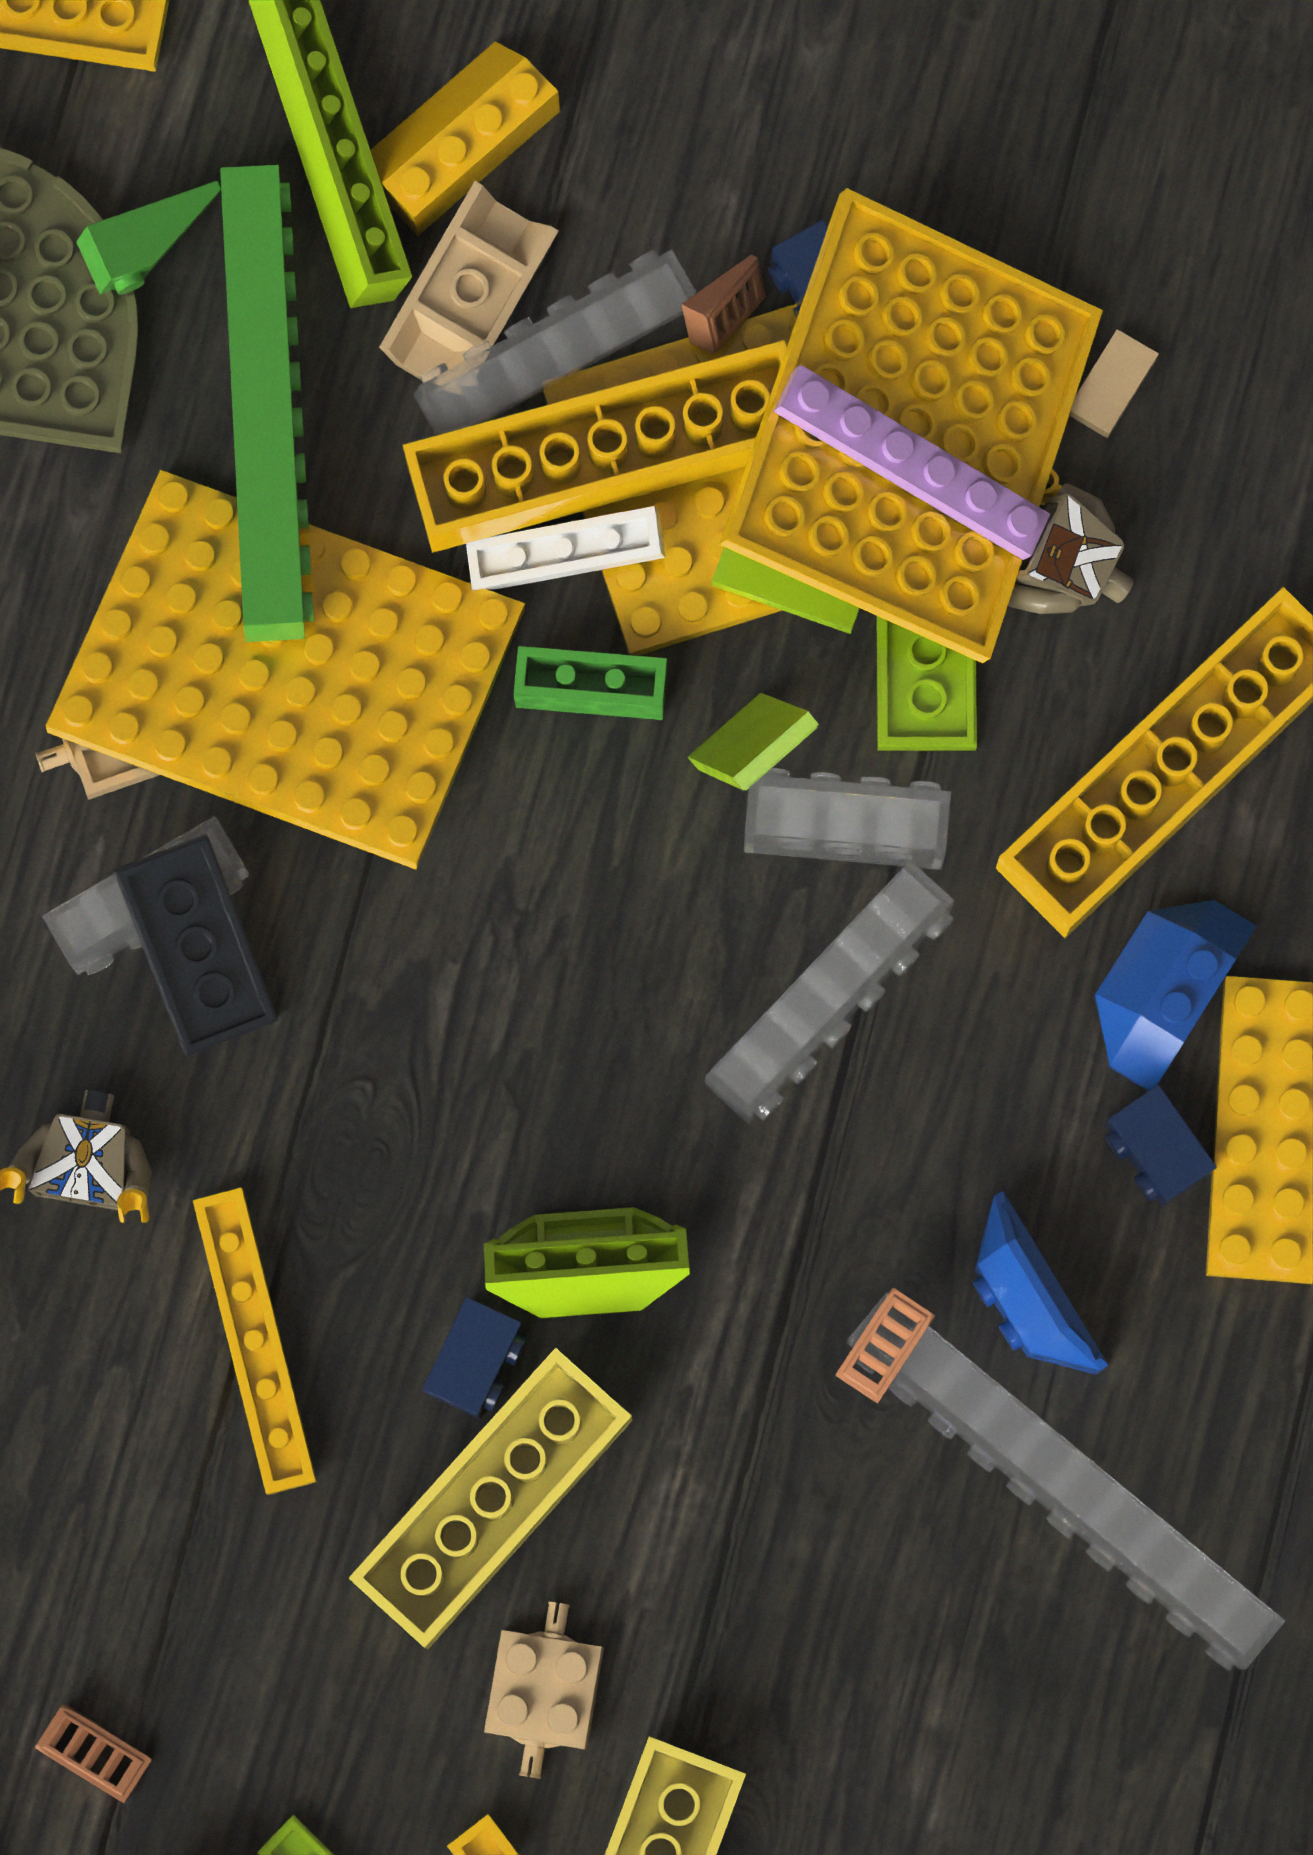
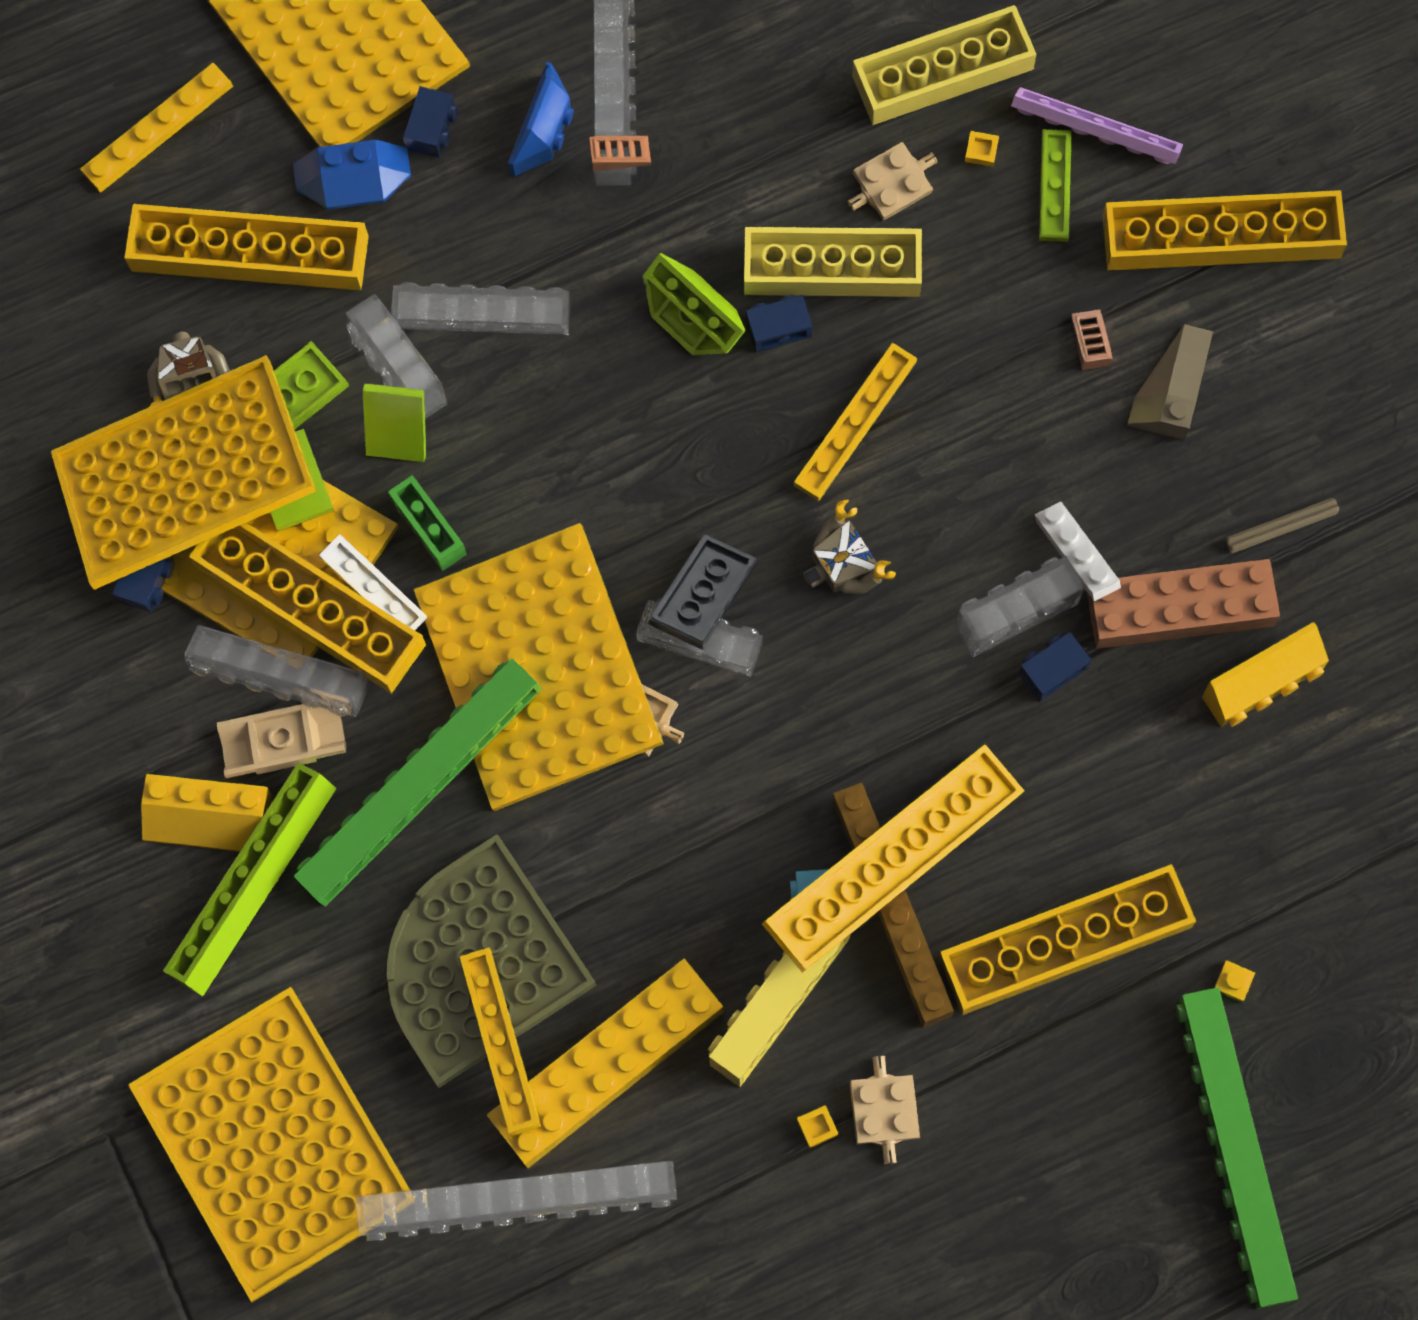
camera: 130 degrees left, 5 degrees down
(131, 244) = (384, 906): bright green slope -> none
(705, 313) = (198, 614): nougat slope -> none
(911, 462) = (202, 451): lavender plate -> none
(1112, 383) = (81, 420): tan tile -> none

